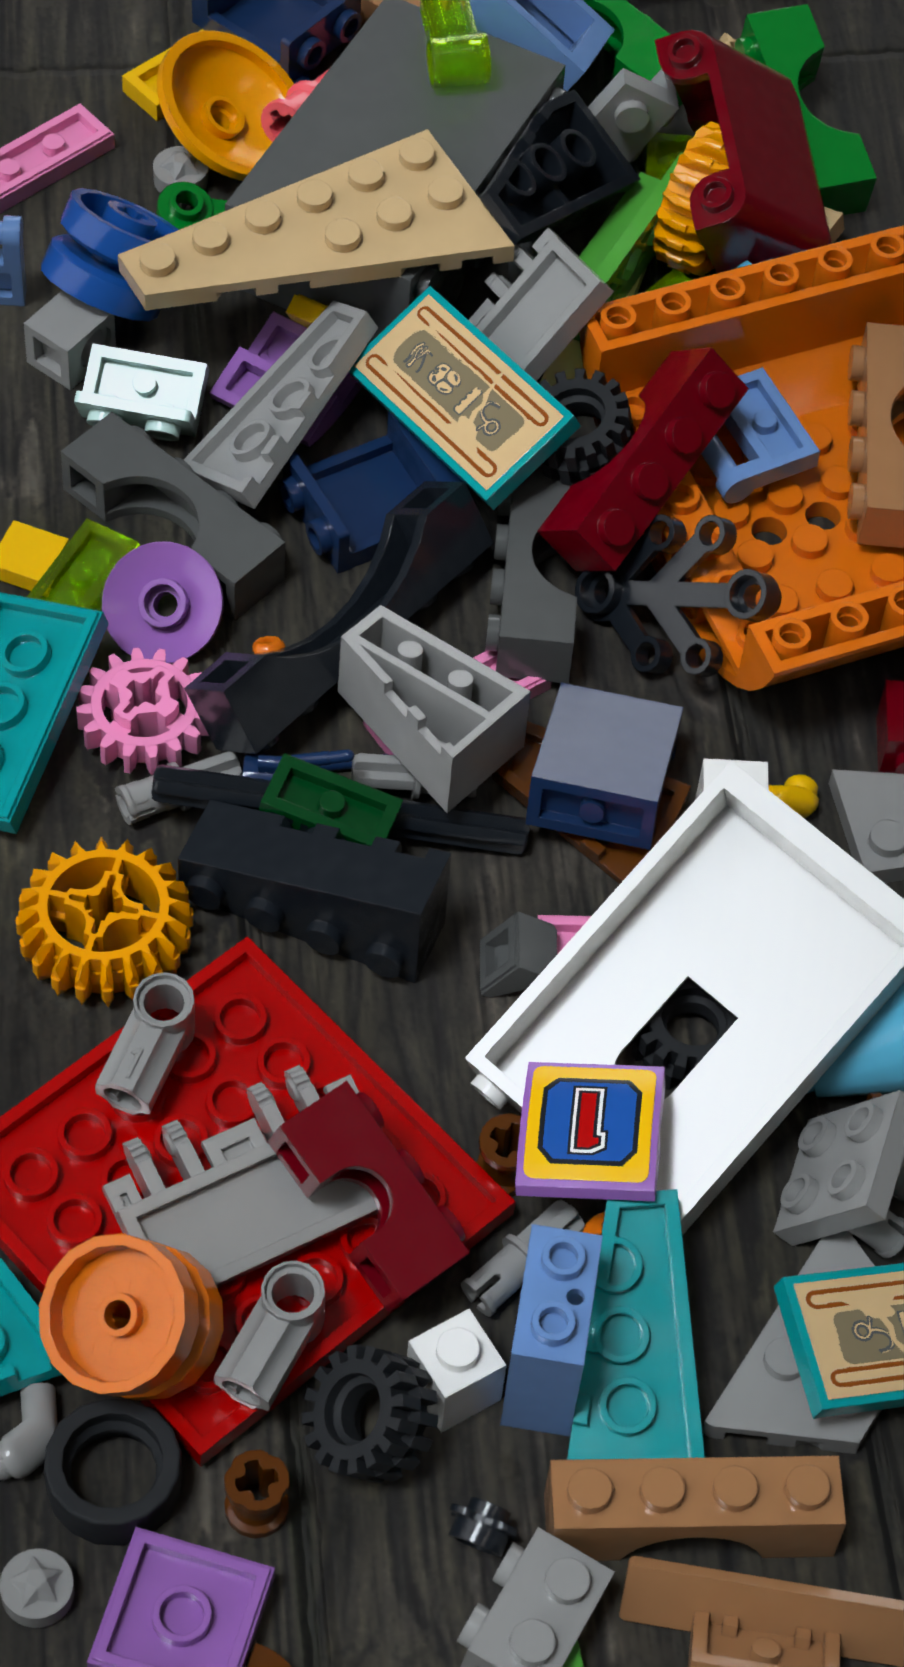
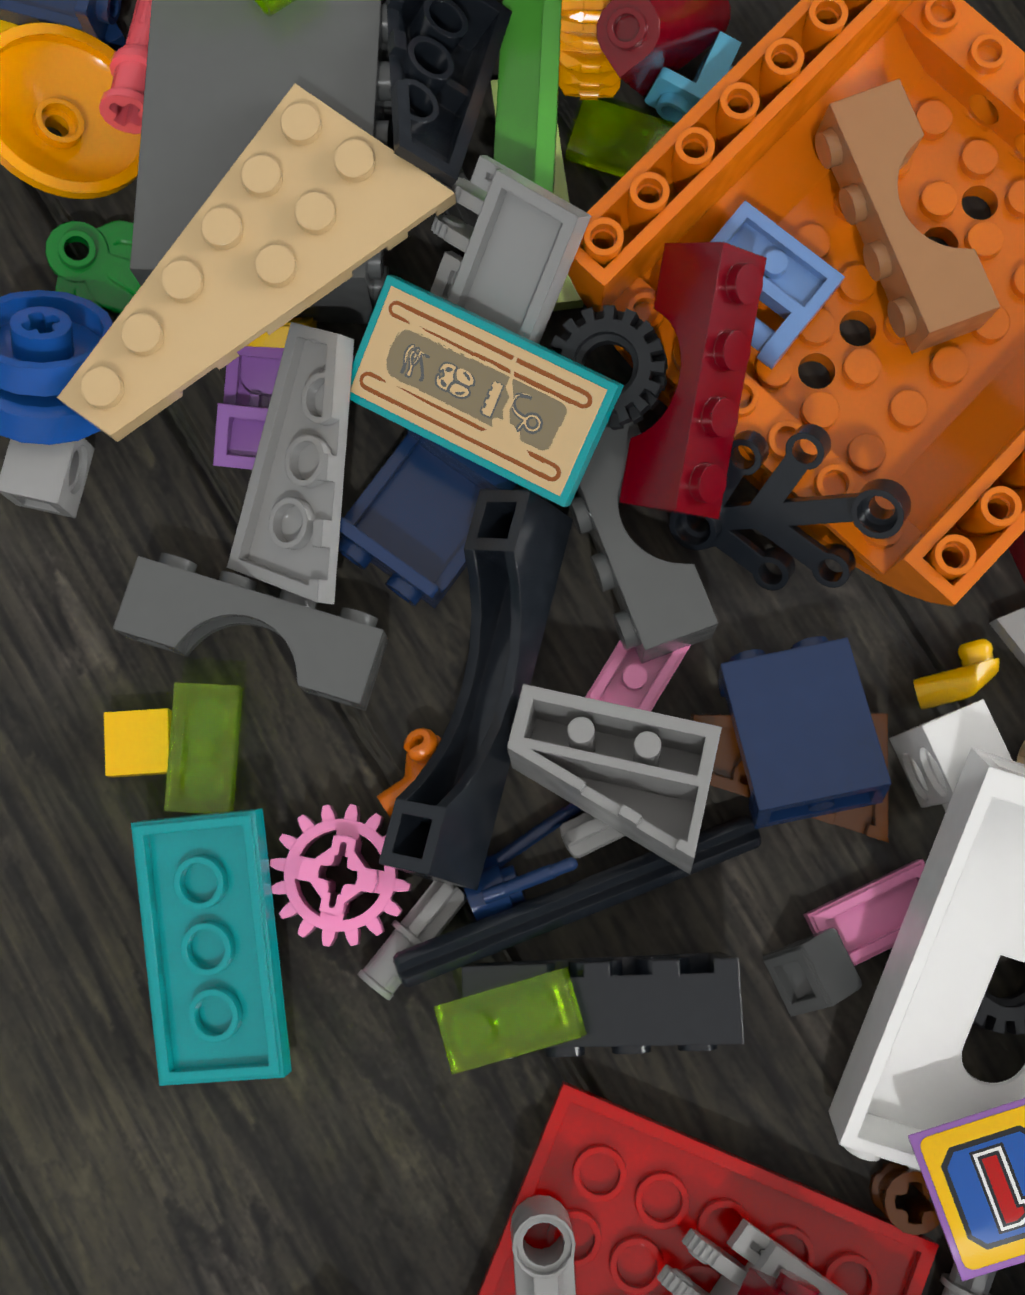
camera: 20 degrees left, 25 degrees up
(79, 899) = (434, 1188): light orange gear -> none
(142, 580) = (292, 769): medium lavender dish -> none
(144, 391) = (150, 503): light aqua bracket -> none
(178, 165) = (44, 210): light grey tile -> none
(229, 839) = (510, 1021): none -> clear neon green plate
(316, 795) = (579, 923): dark green panel -> none

